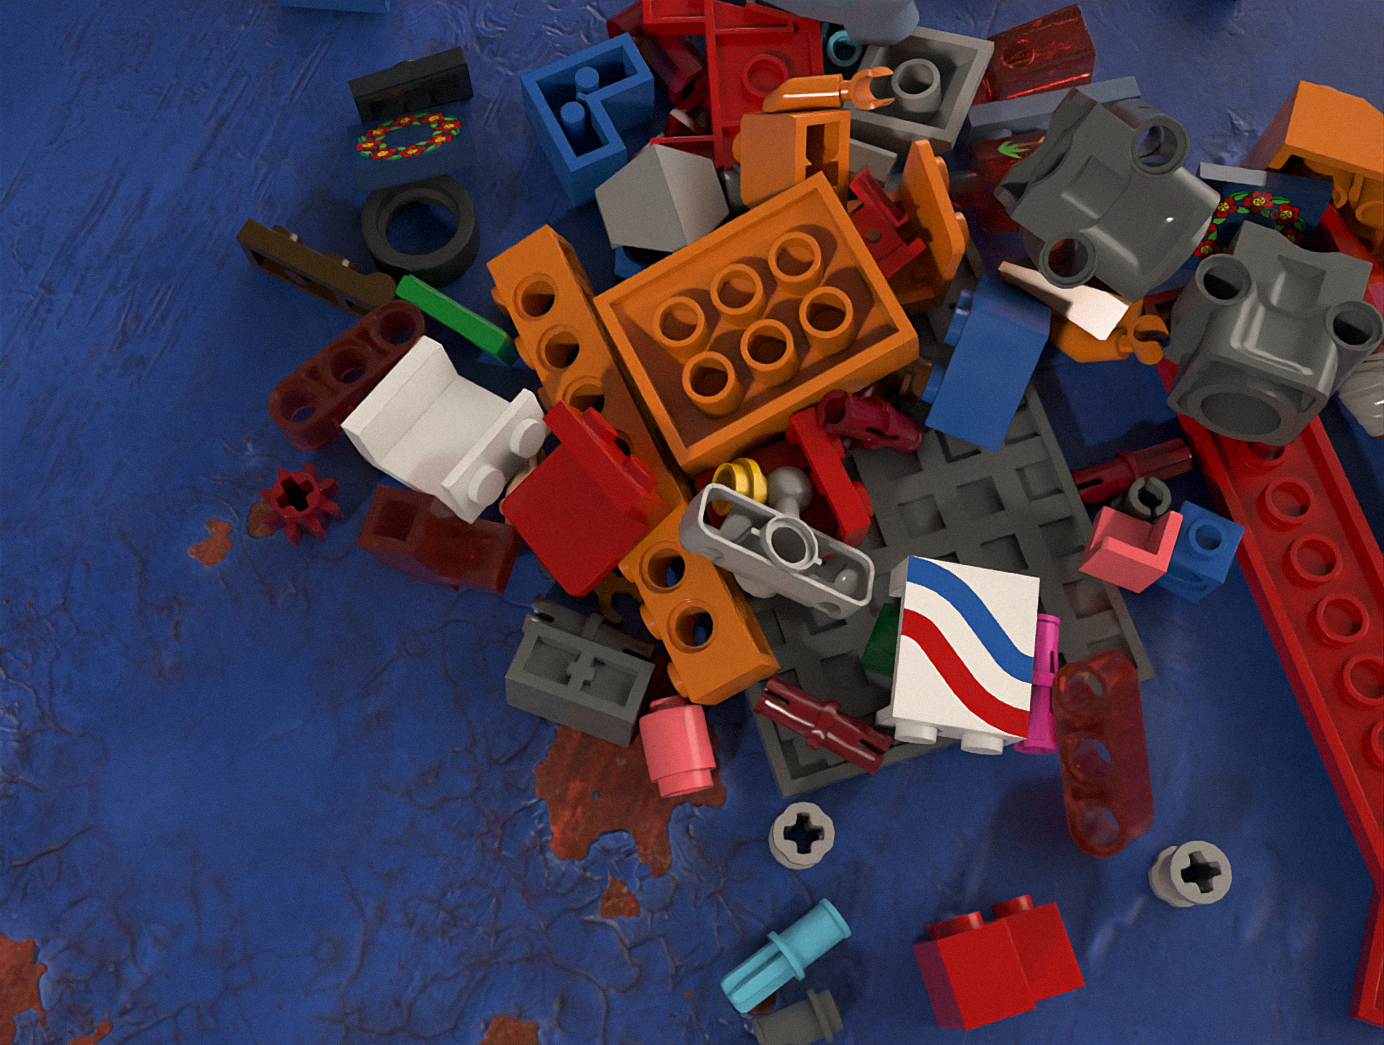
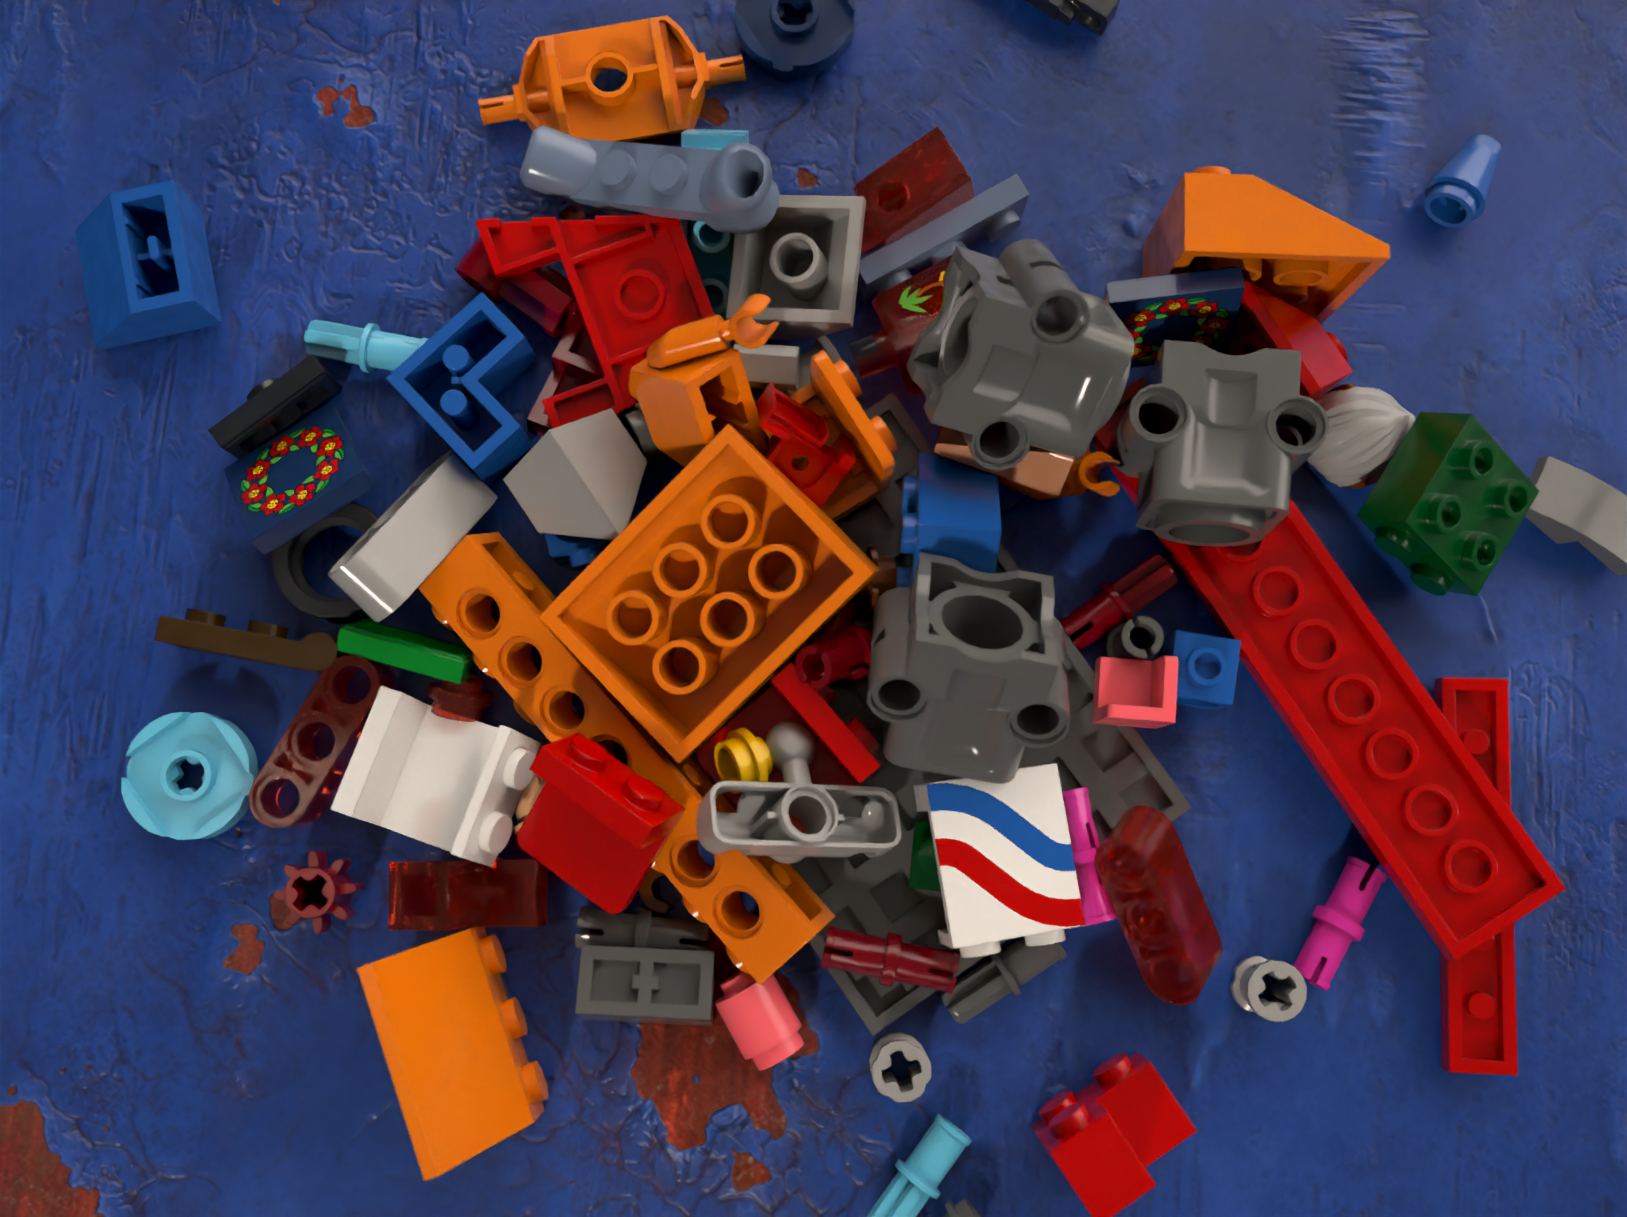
camera: 15 degrees left, 10 degrees up
(192, 356) = (155, 768): none -> medium azure plate
(382, 665) = (454, 1047): none -> orange slope
(490, 373) = (461, 701): none -> clear red plate
(495, 215) = (413, 536): none -> light grey beam
(496, 59) = (359, 346): none -> medium azure axle
(925, 782) = (998, 977): none -> dark grey axle
(980, 461) = (968, 670): none -> dark grey piece
(1277, 835) = (1338, 922): none -> dark pink pin

